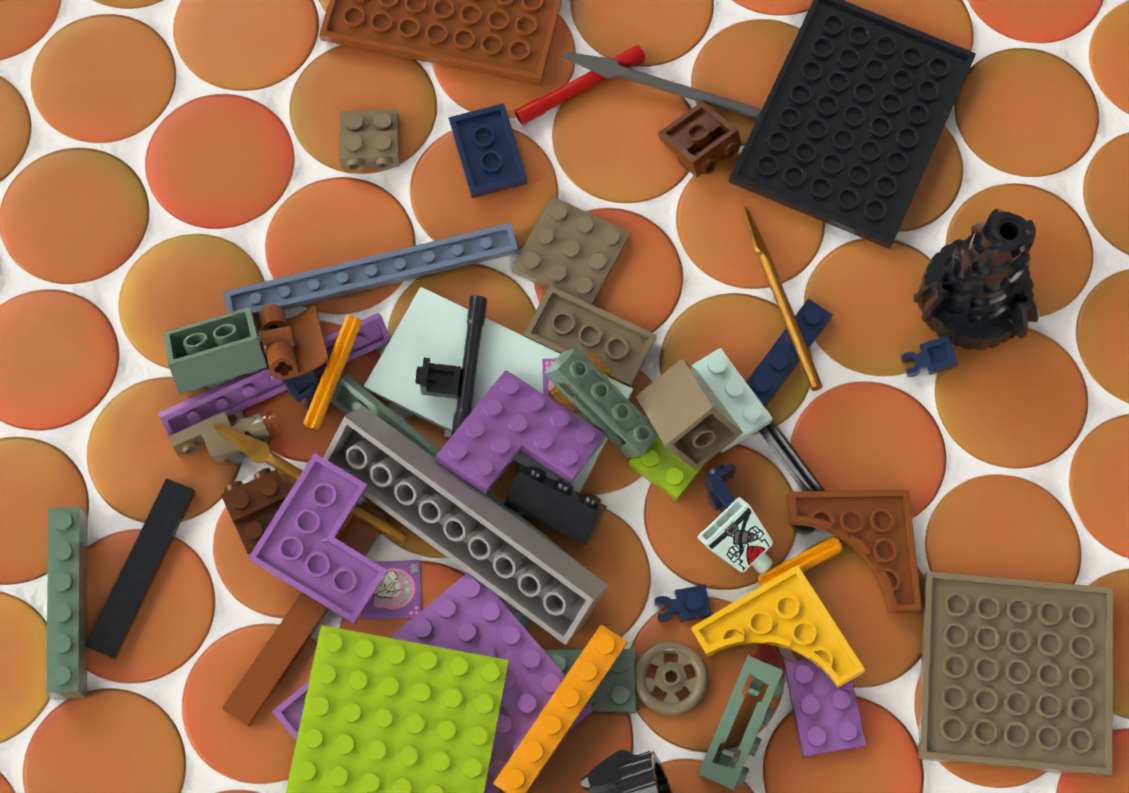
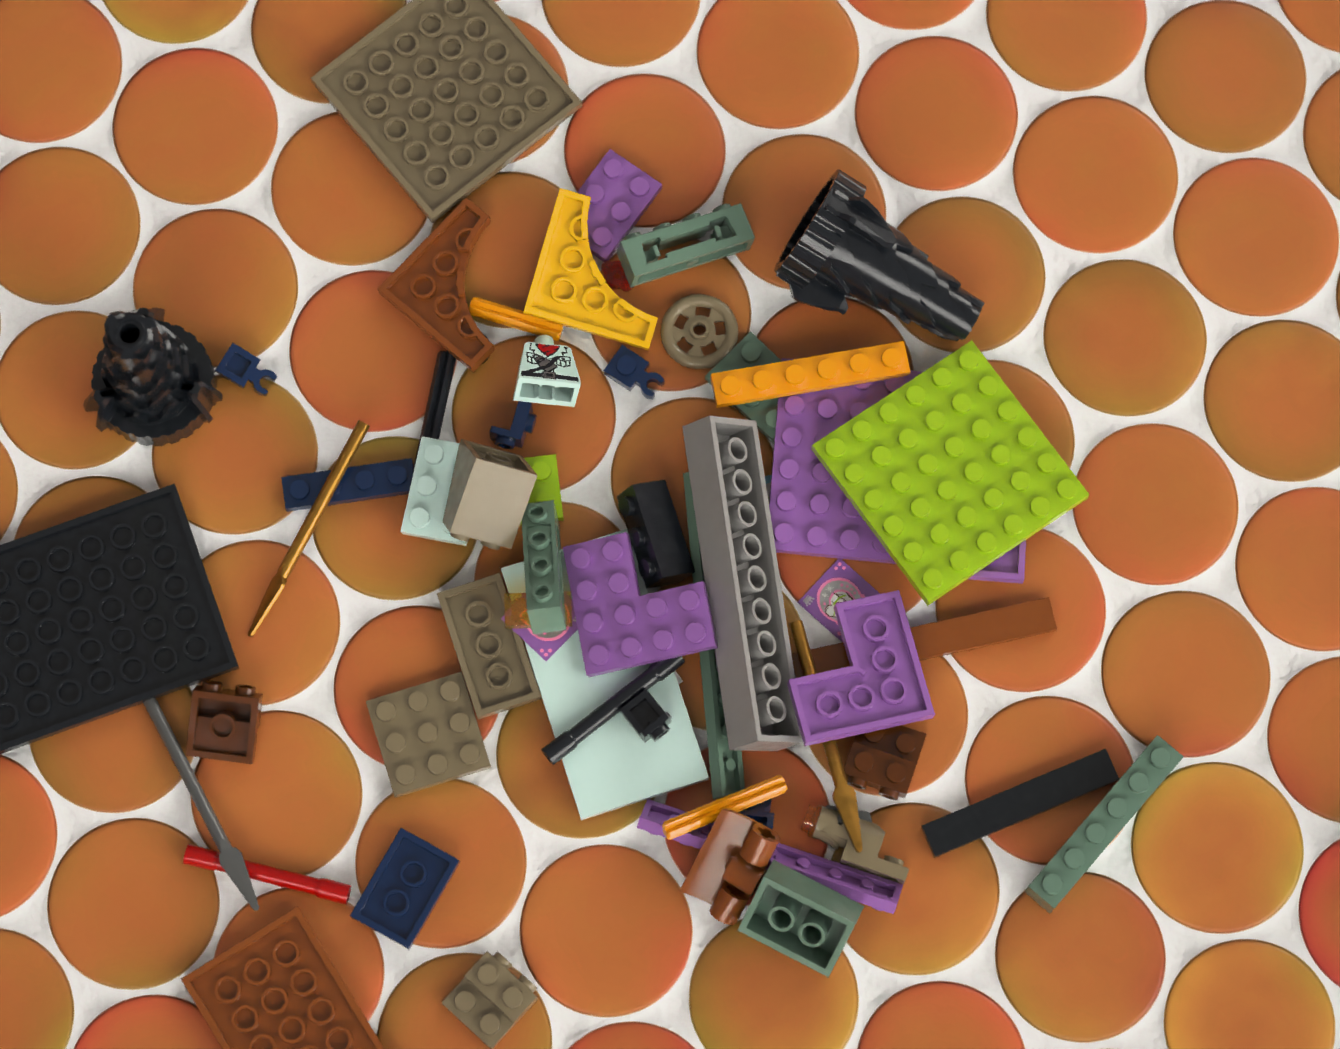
camera: 135 degrees left, 5 degrees up
(375, 270) = (607, 873): sand blue plate -> none

